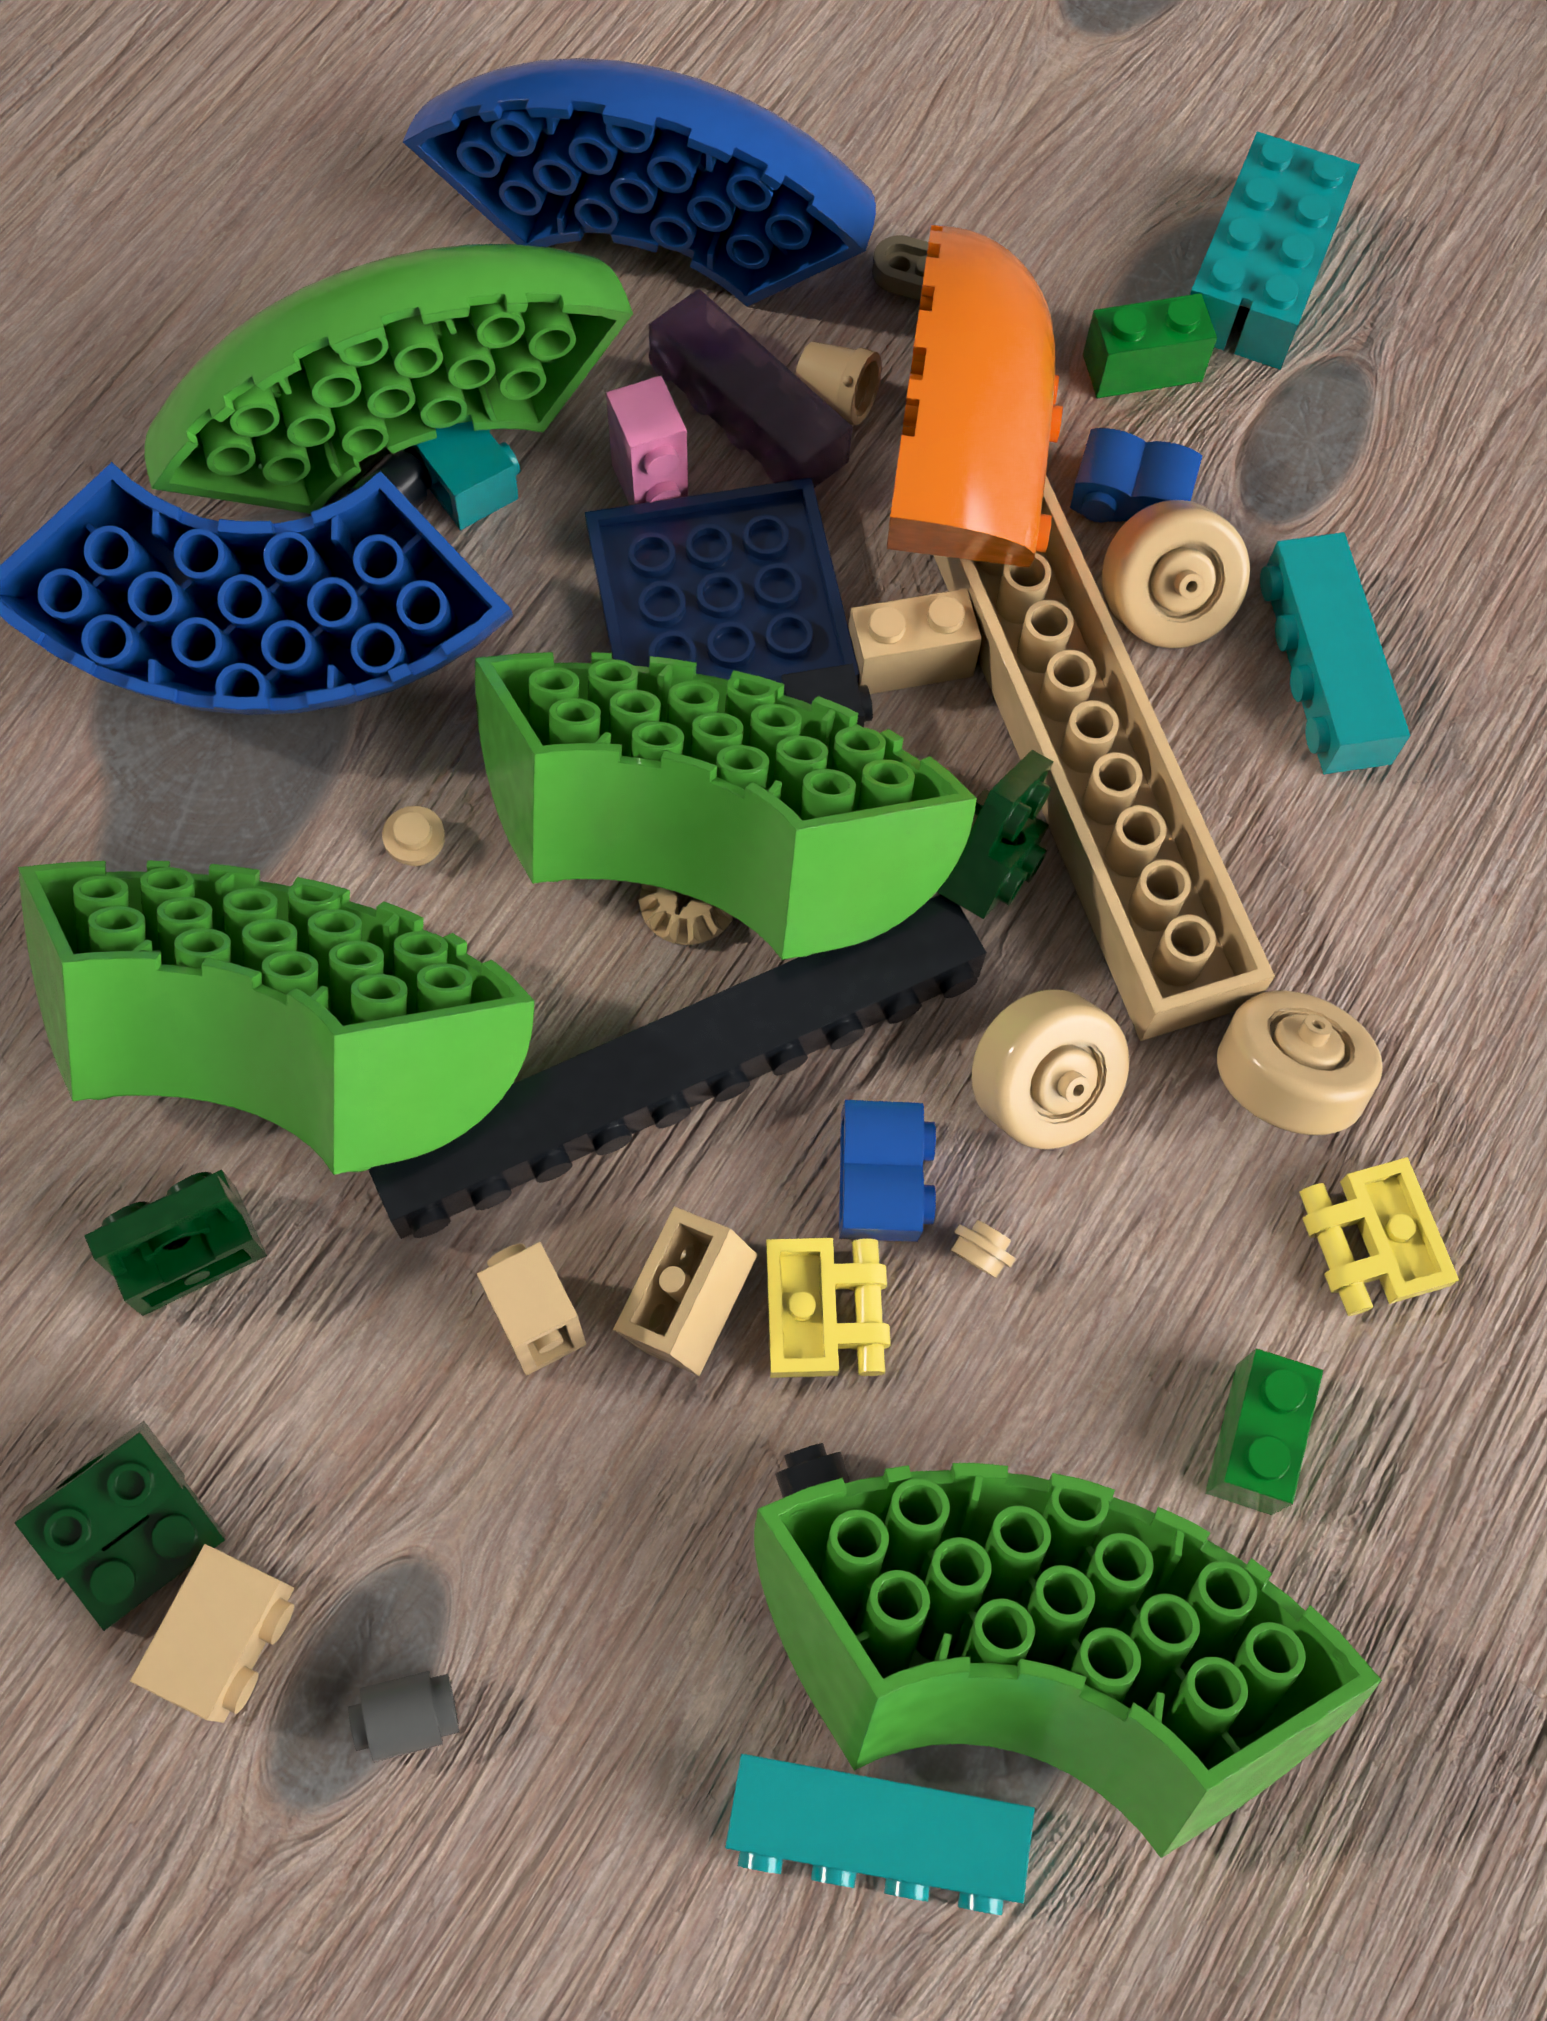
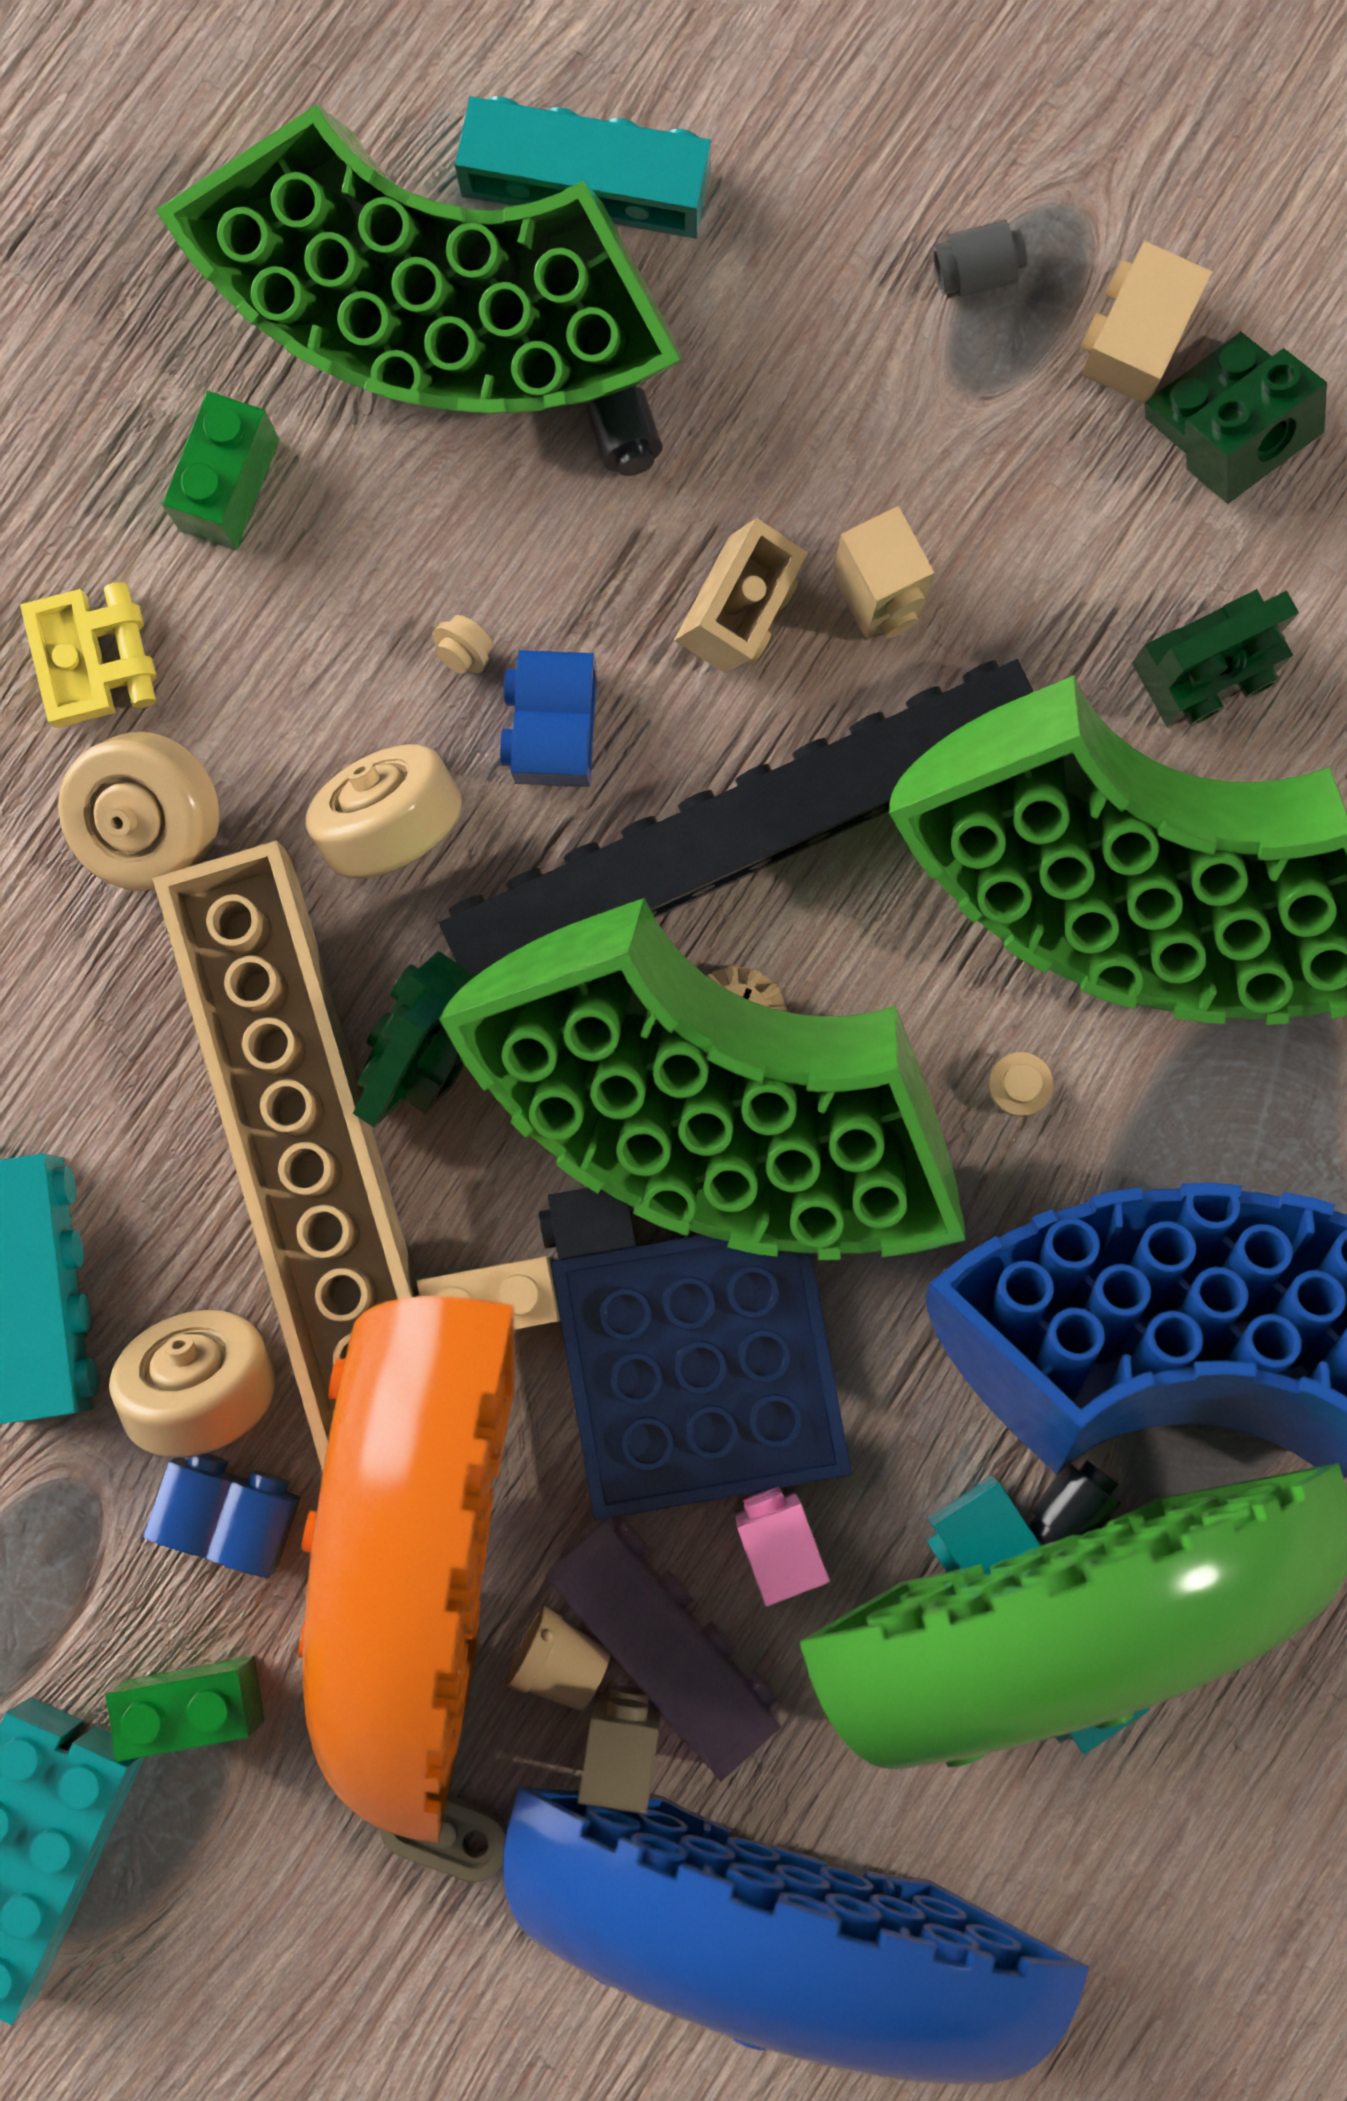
camera: 170 degrees left, 15 degrees up
(783, 298) = (620, 1750): none -> dark tan brick
(803, 1307) = (632, 594): light yellow plate -> none

